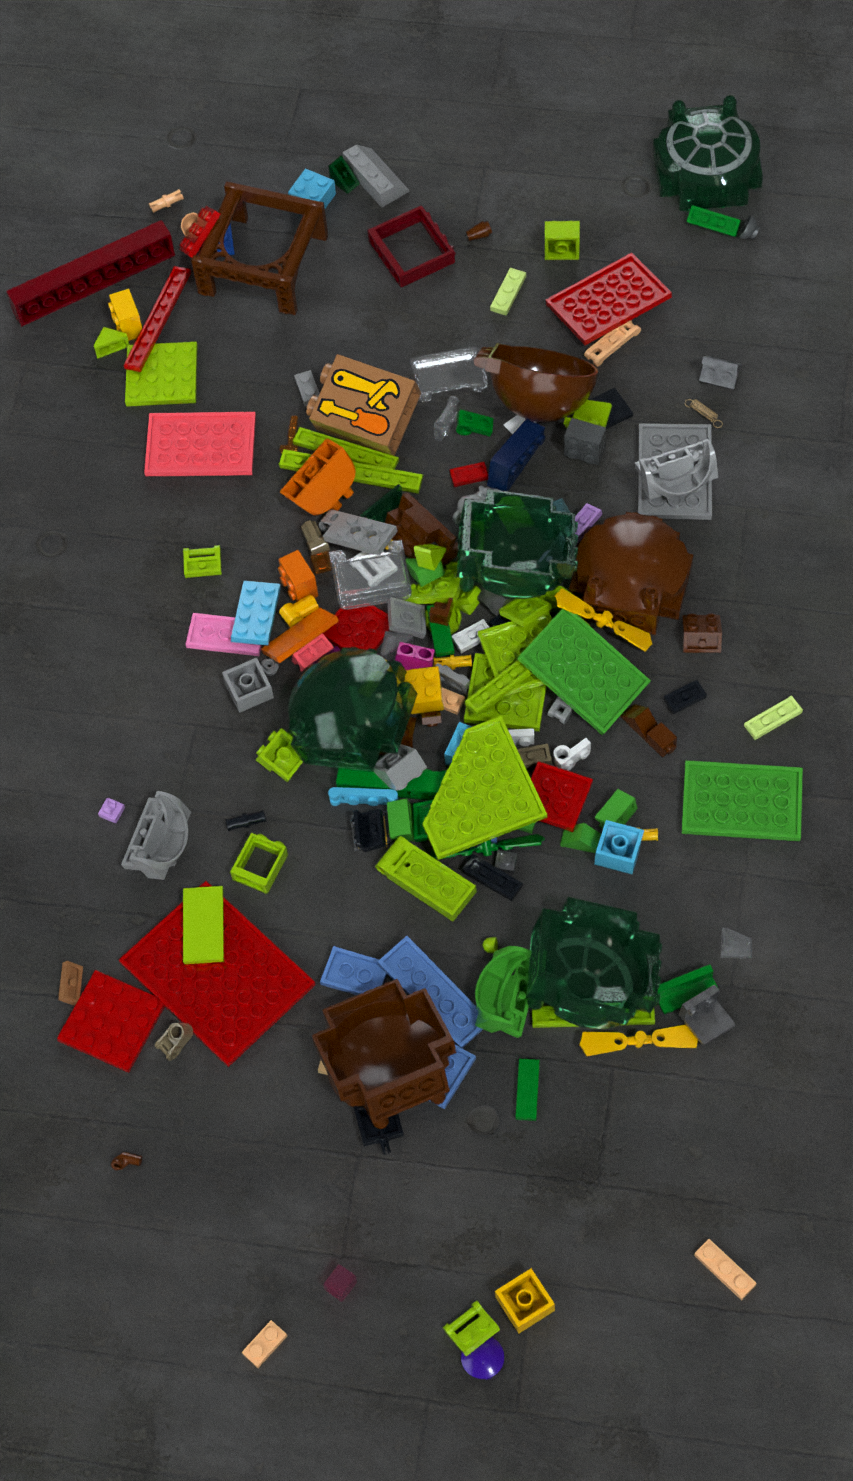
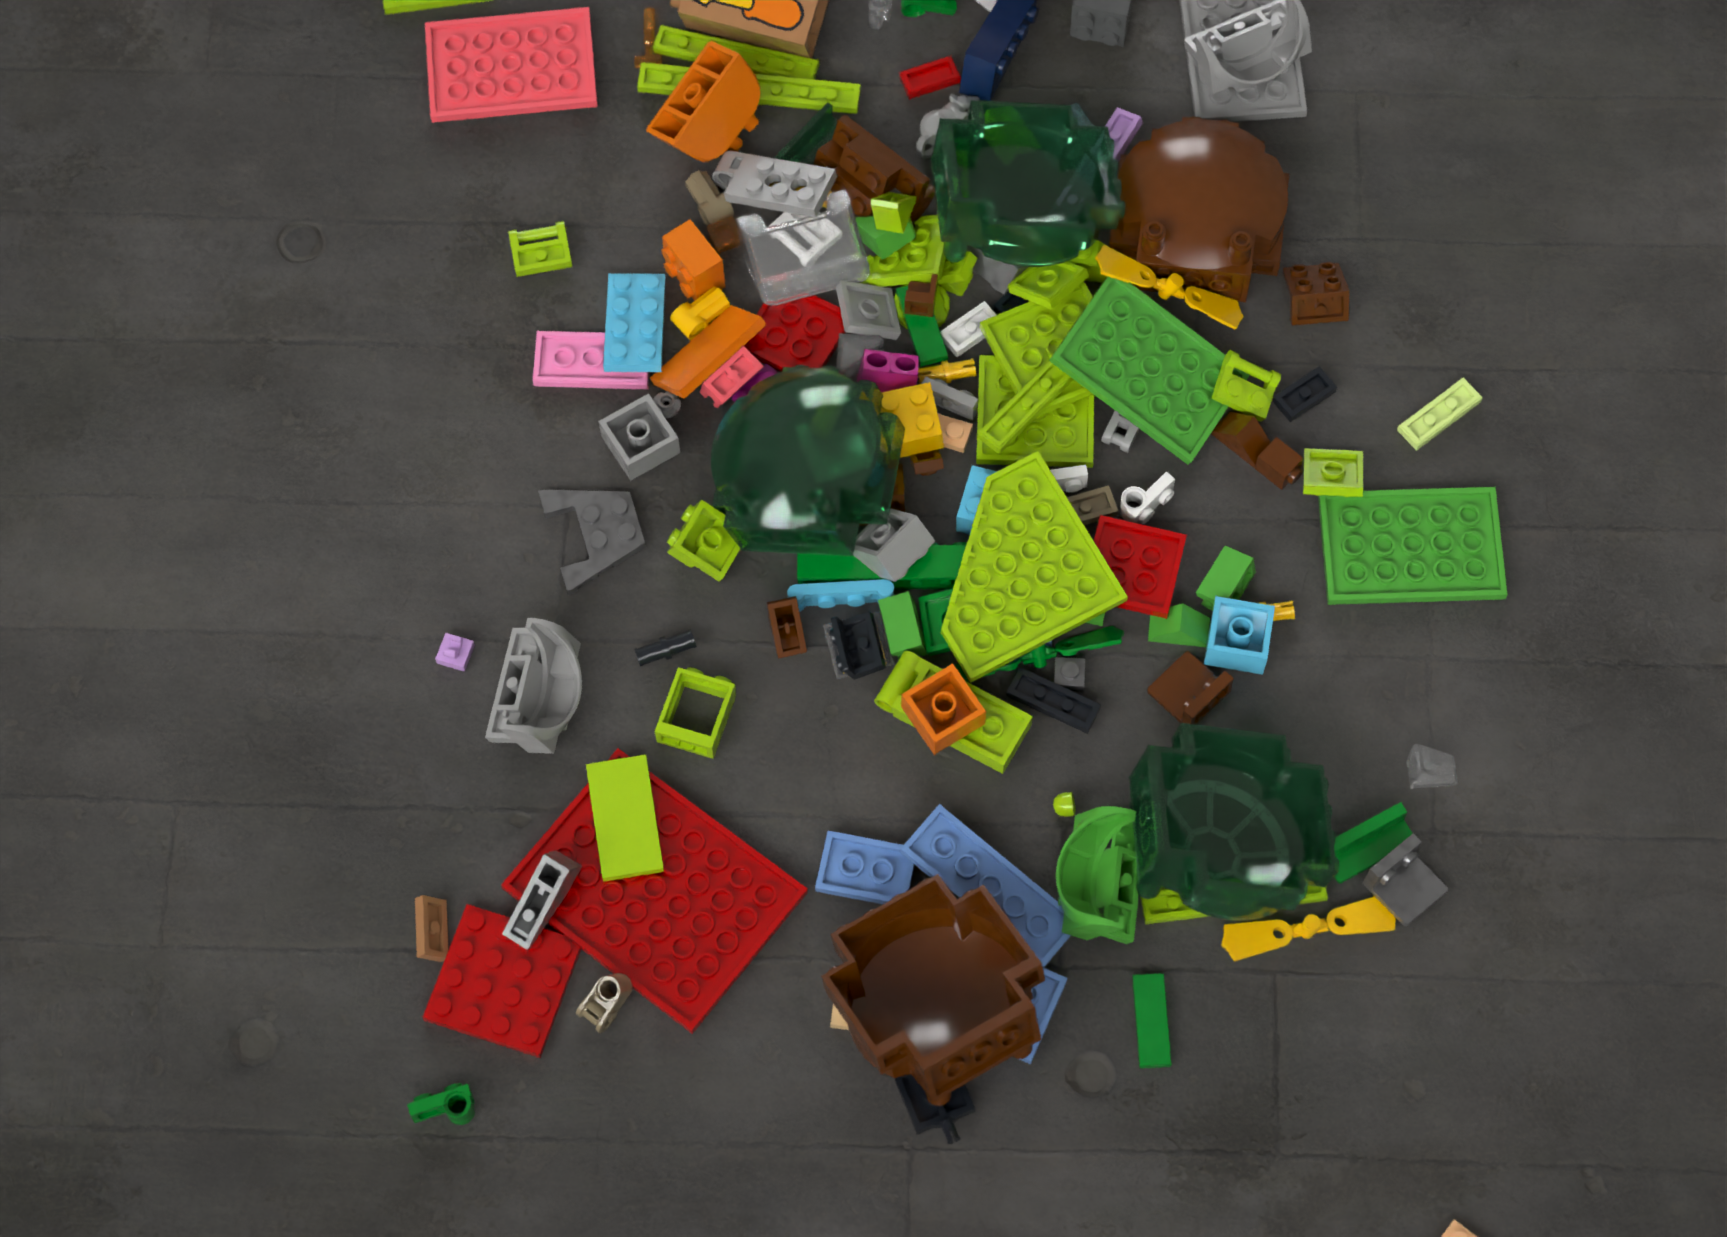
camera: 10 degrees left, 5 degrees up
(60, 1094) = (429, 1106): none -> green plate
(125, 1159) = (554, 1193): reddish brown arm -> none
(142, 970) = (541, 898): none -> dark grey slope
(220, 742) = (607, 526): none -> flat silver wing
(325, 814) = (786, 627): none -> reddish brown slope
(416, 874) = (943, 709): none -> orange brick
(583, 879) = (1190, 689): none -> reddish brown bracket
(644, 693) = (1242, 394): none -> lime plate
(695, 748) = (1333, 472): none -> lime plate

